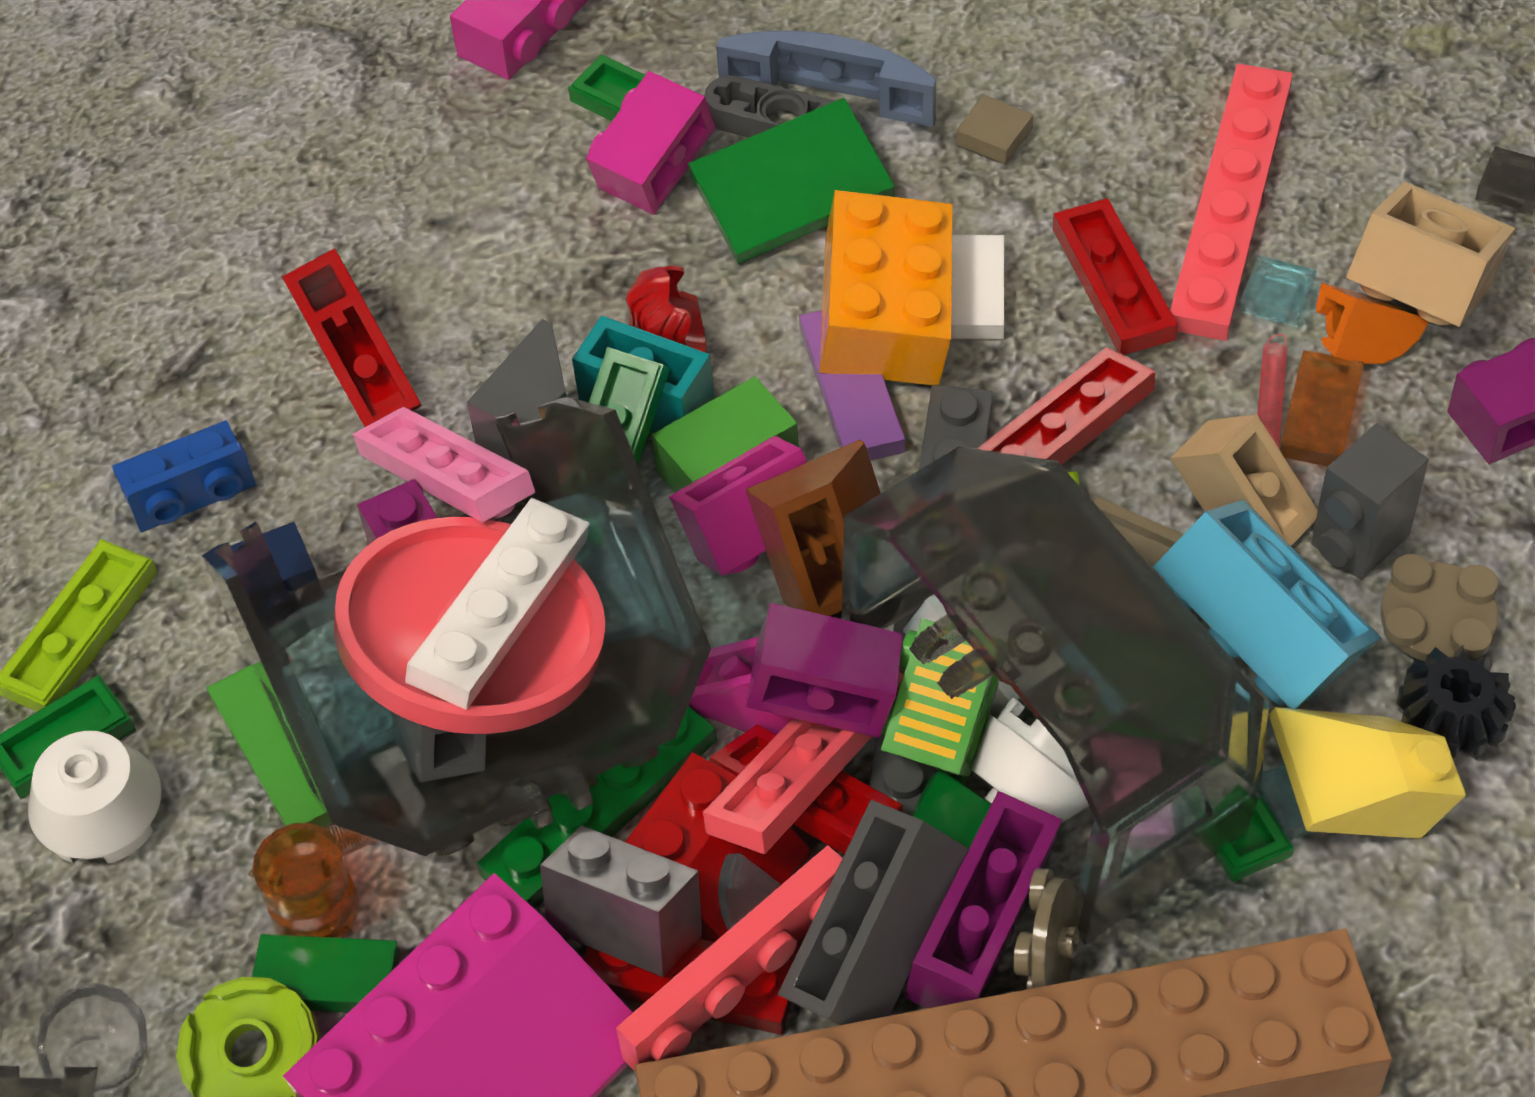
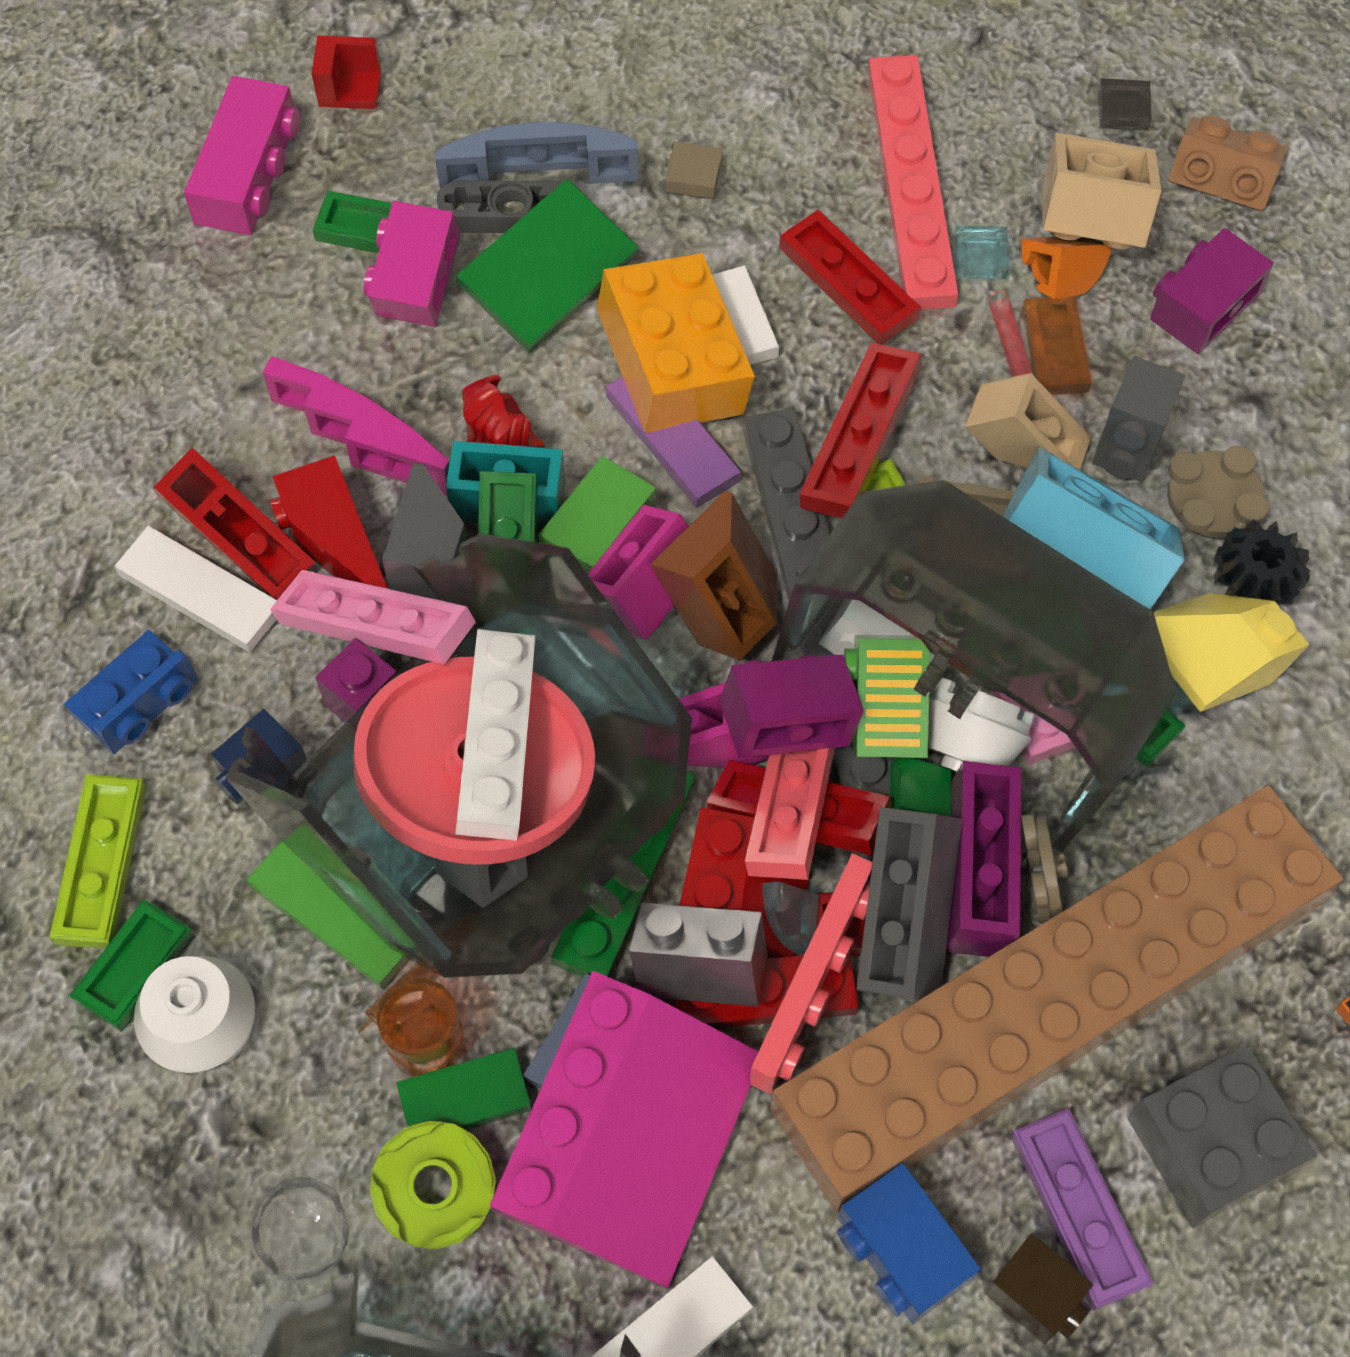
camera: 25 degrees left, 10 degrees up
(294, 397) = (198, 588): none -> white tile
(446, 358) = (325, 521): none -> red slope
(517, 275) = (371, 434): none -> dark pink slope

